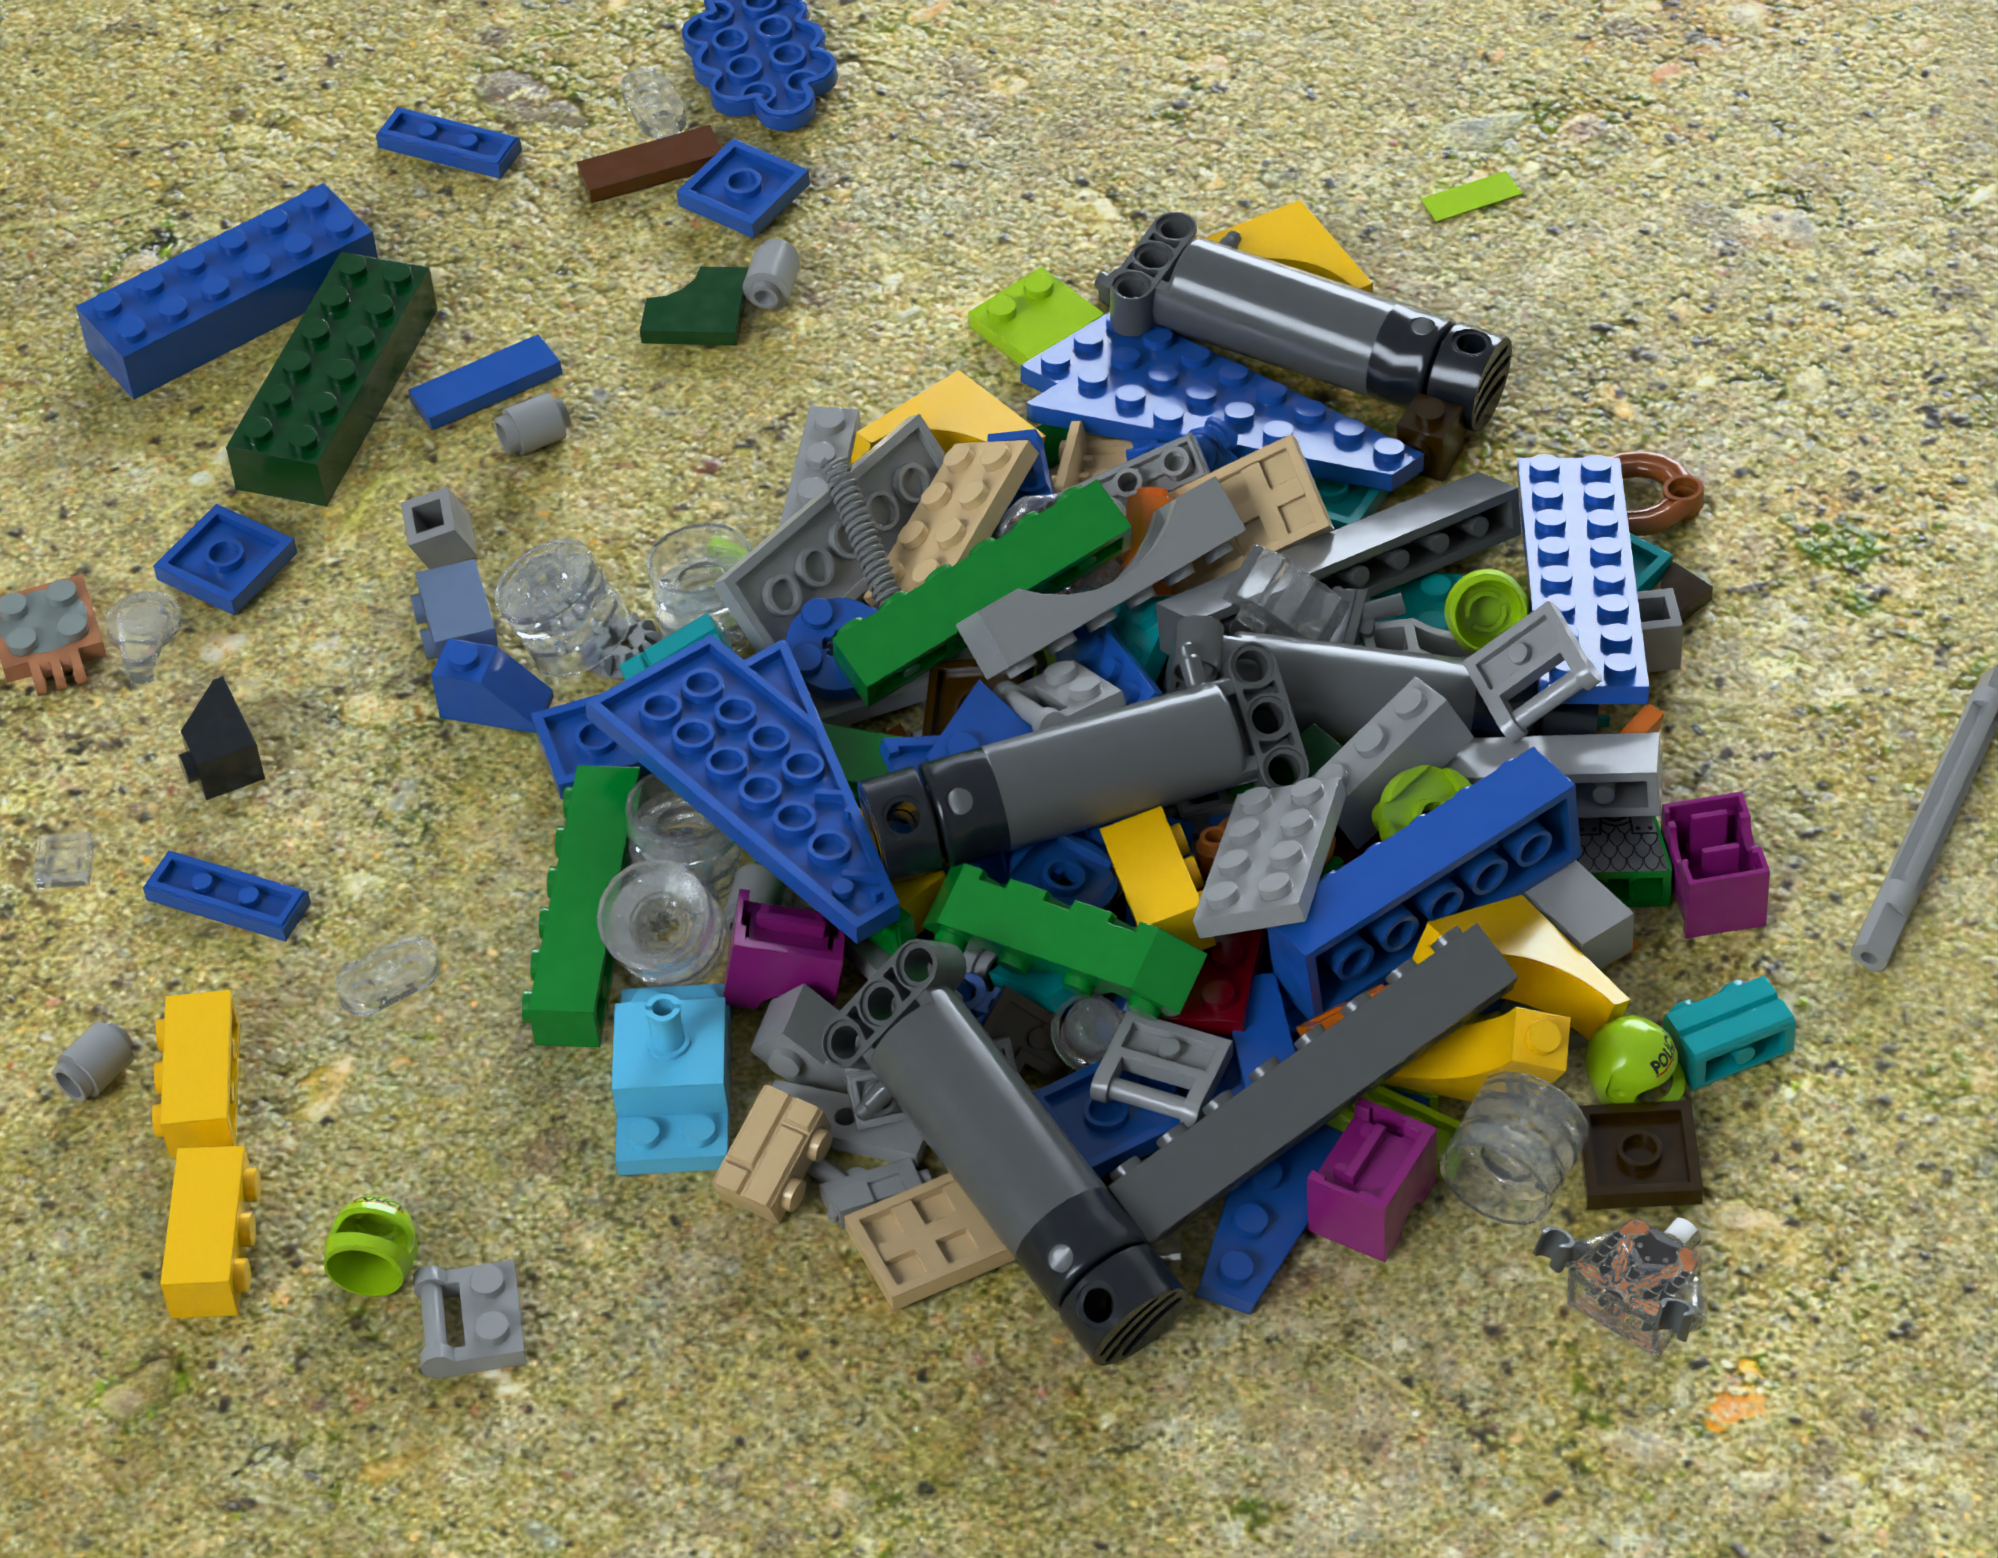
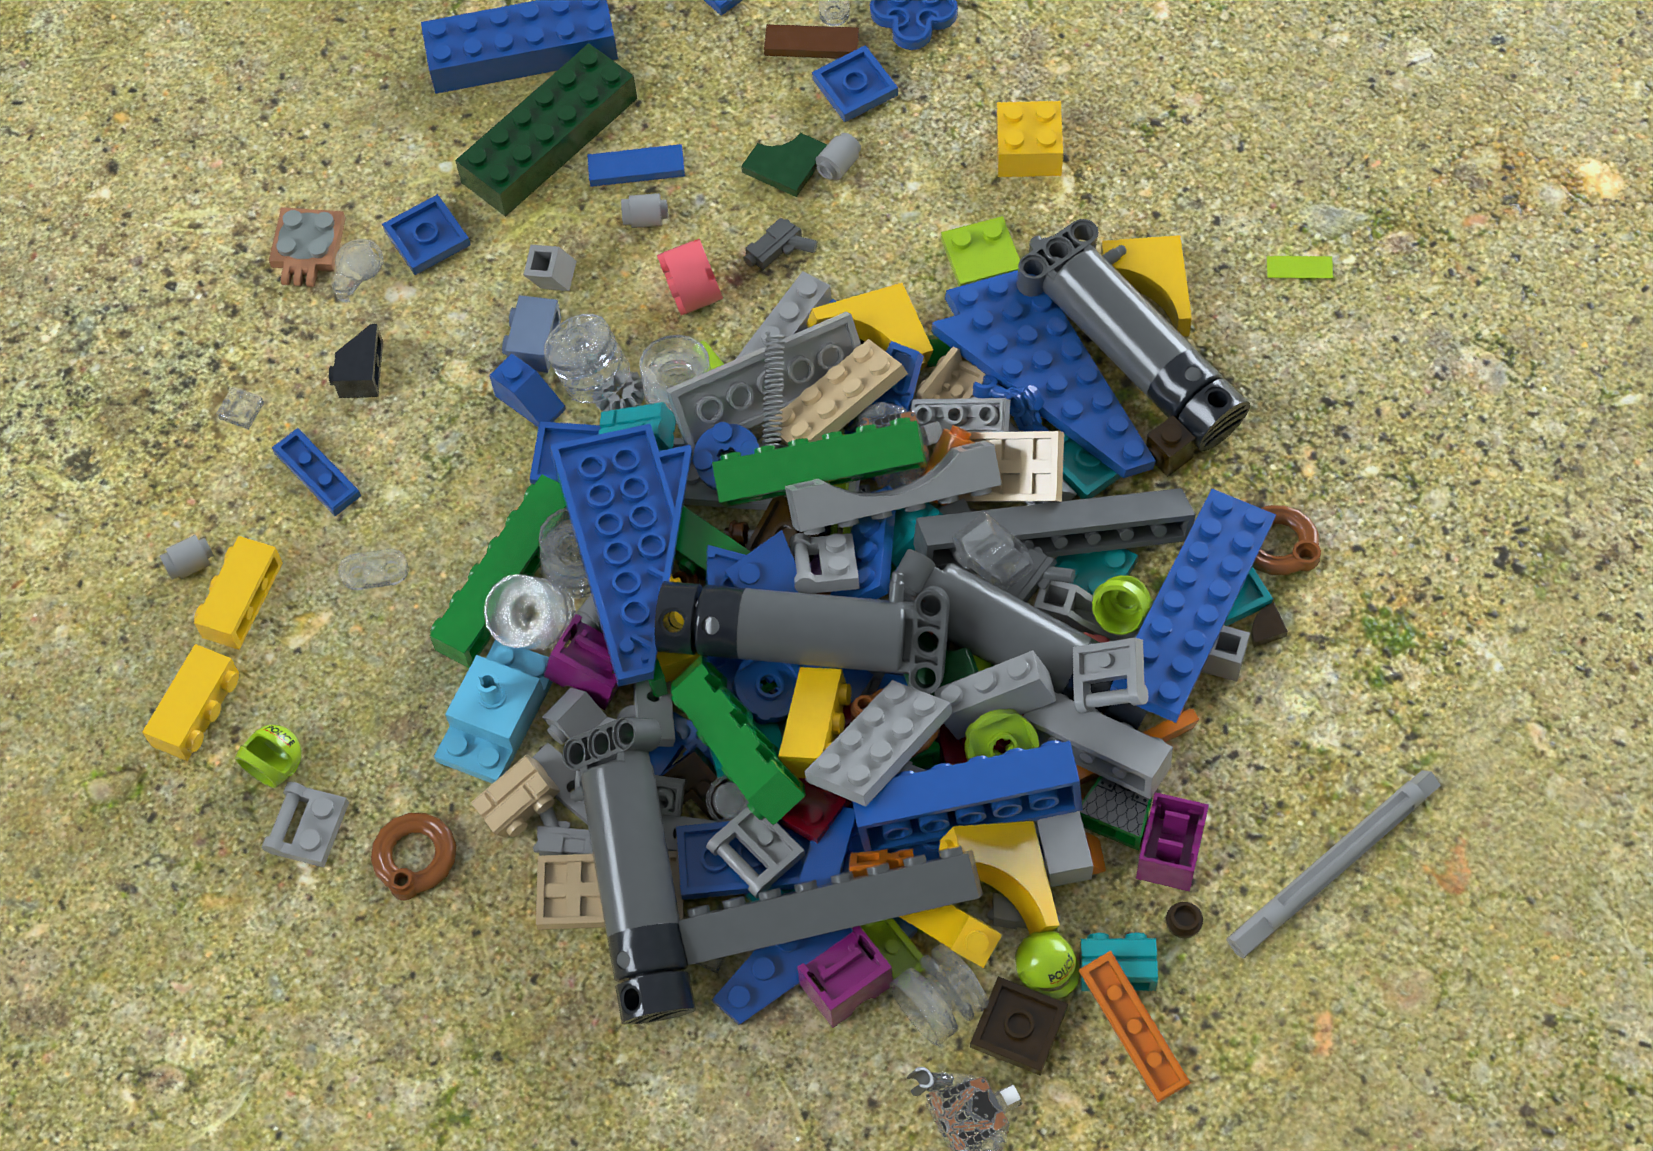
camera: 25 degrees right, 15 degrees up
(640, 1331) = (417, 881): none -> dark orange piece
(651, 469) = (689, 277): none -> coral brick
(741, 399) = (779, 239): none -> dark grey piece
(1026, 168) = (1029, 139): none -> yellow brick
(1781, 952) = (1184, 920): none -> dark brown plate
(1796, 1087) = (1134, 1026): none -> orange tile

